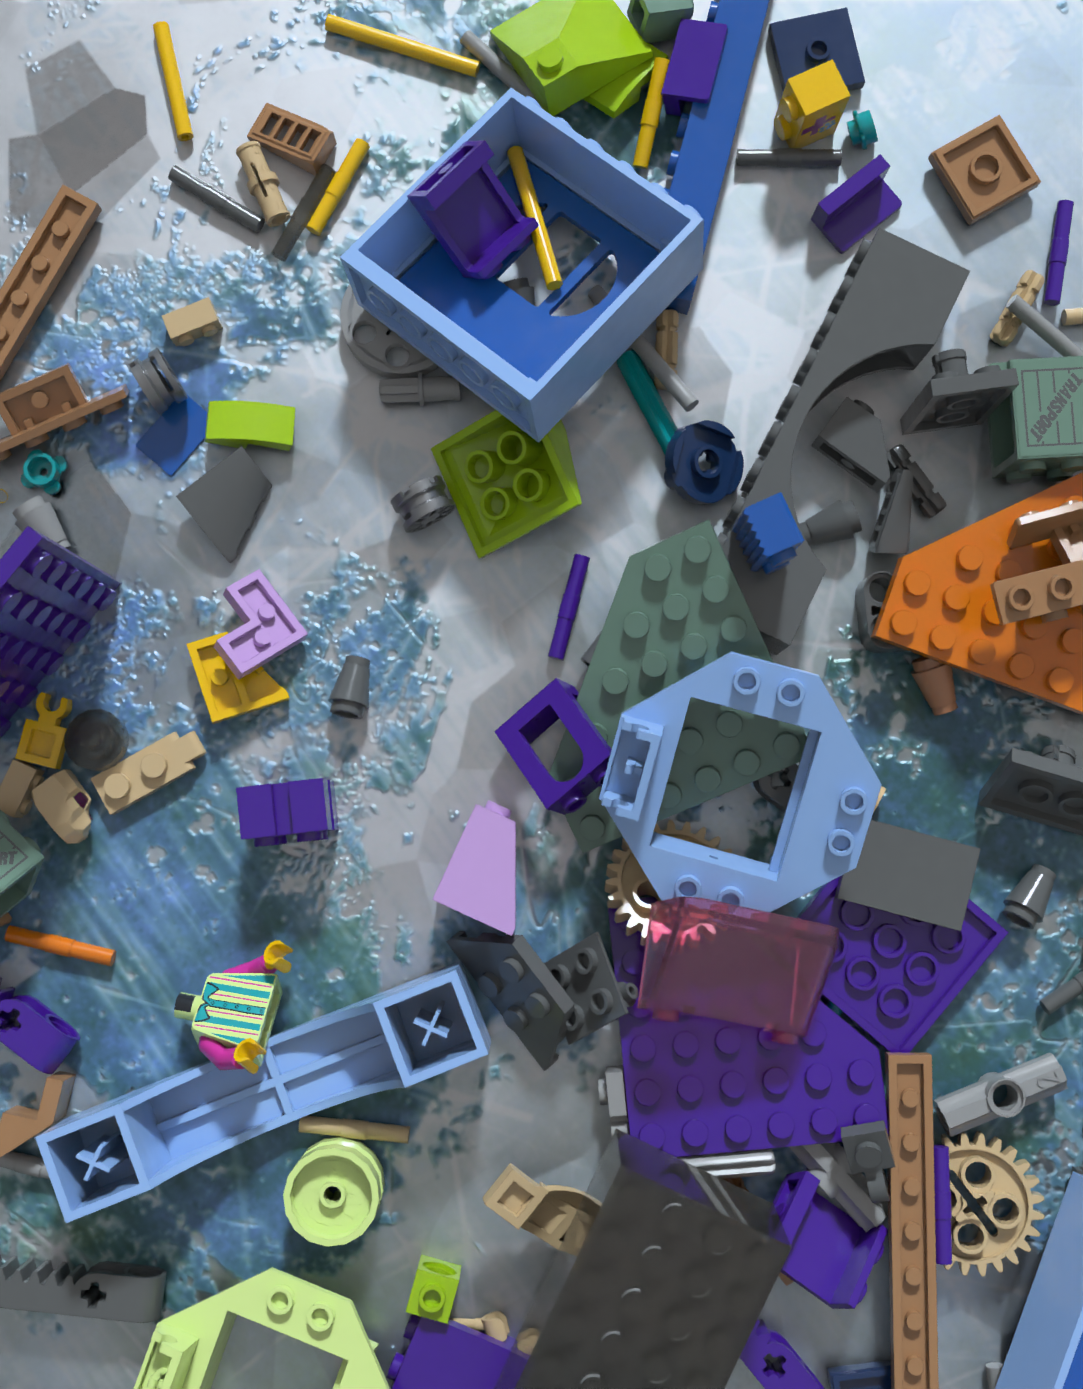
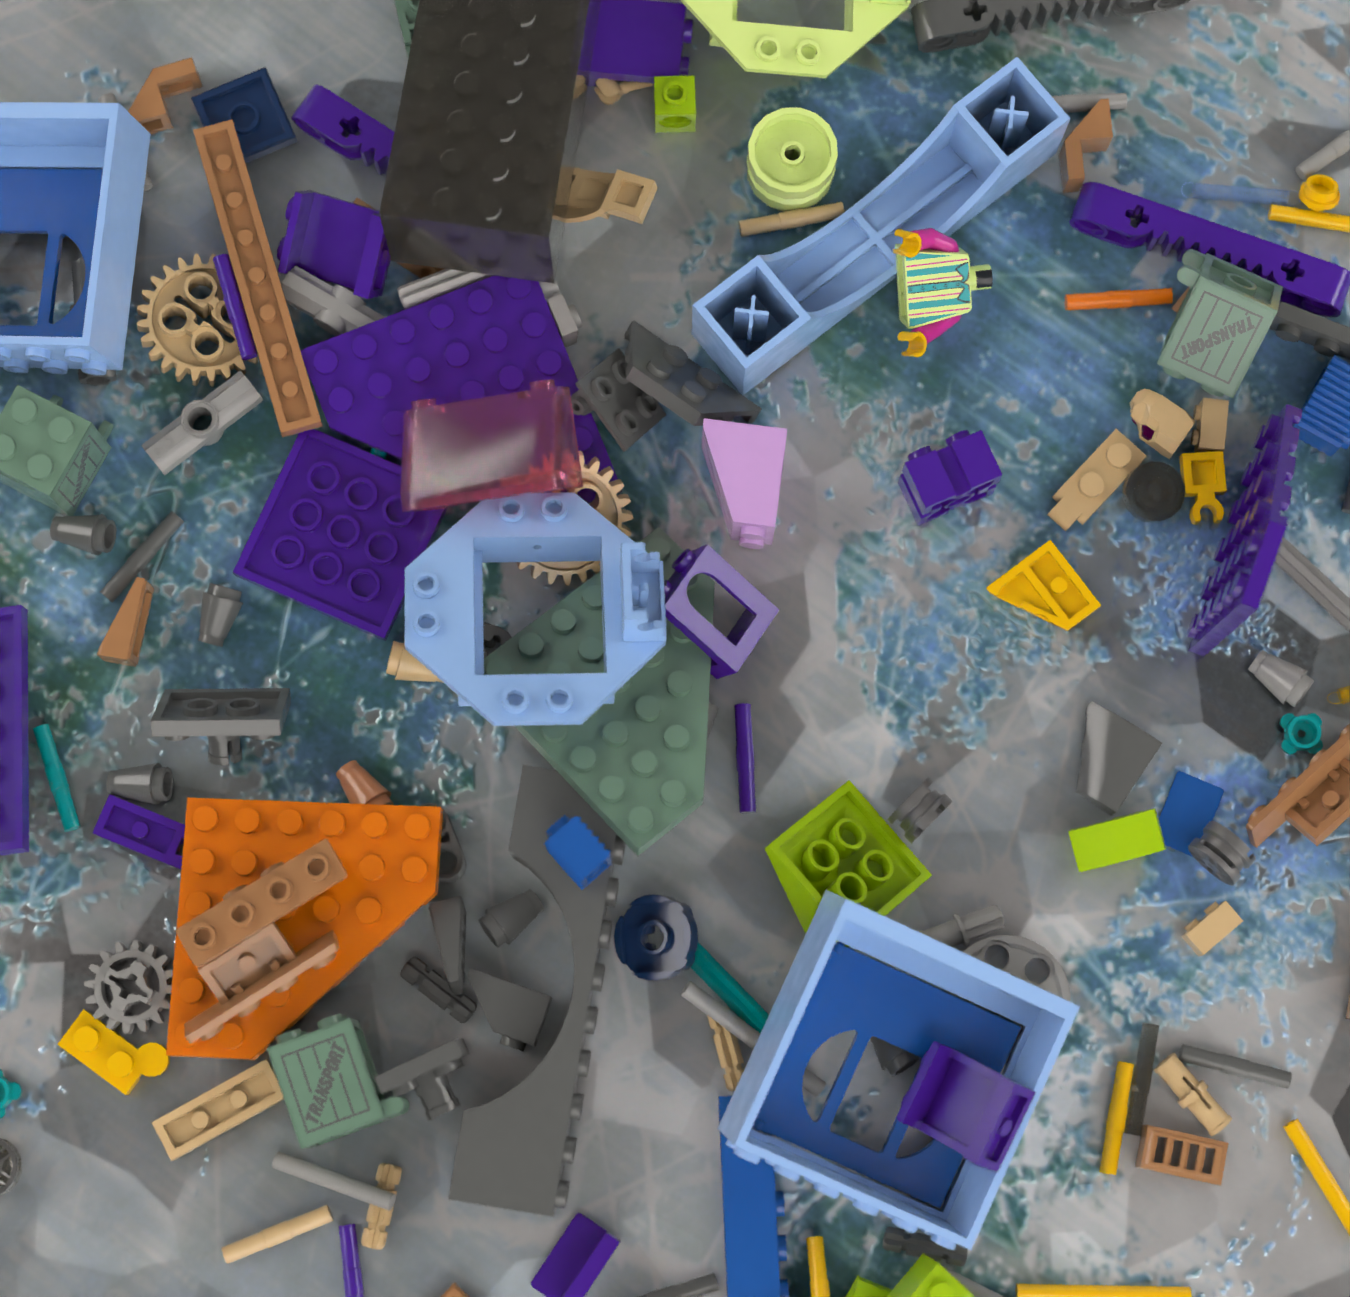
camera: 165 degrees right, 5 degrees down
(267, 626) = (1028, 647): lavender plate -> none
(351, 689) = (929, 613): dark grey cone -> none
(532, 209) = (904, 1135): yellow bar -> none
(870, 1152) = (315, 331): dark grey plate -> none
(912, 875) = (343, 596): dark grey tile -> none

